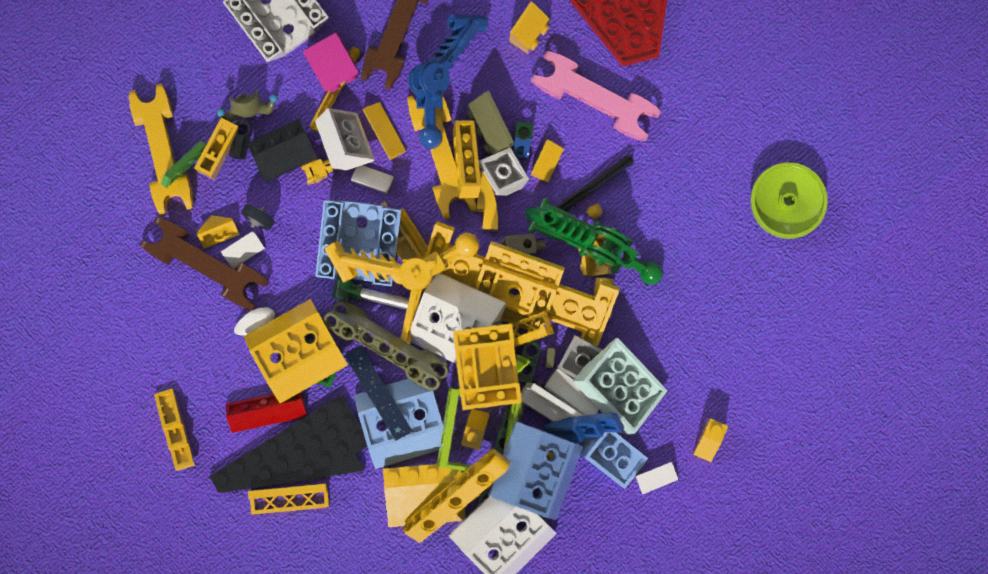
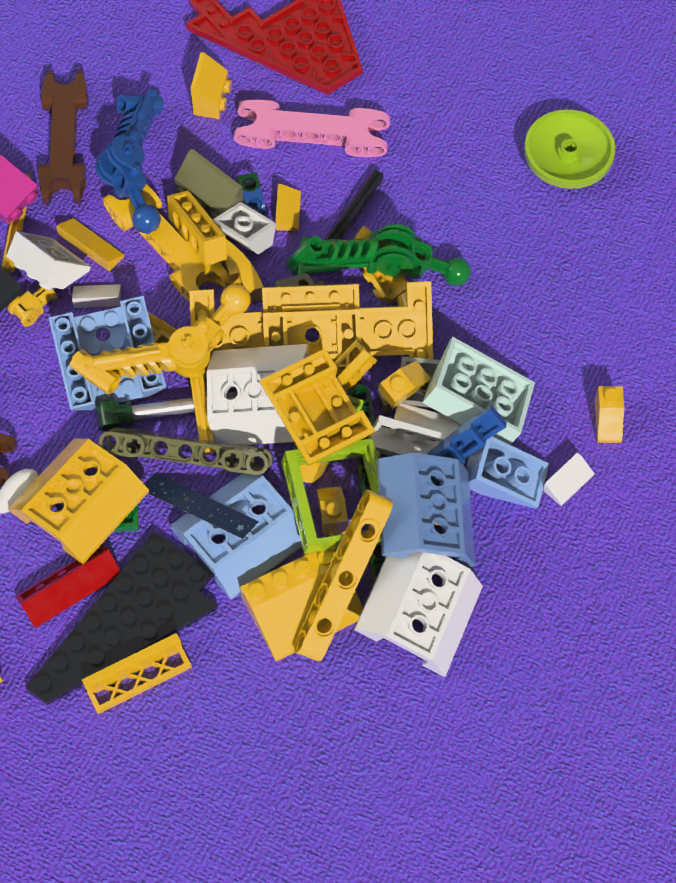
camera: 20 degrees left, 20 degrees down
(566, 359) = (403, 383): none -> yellow slope

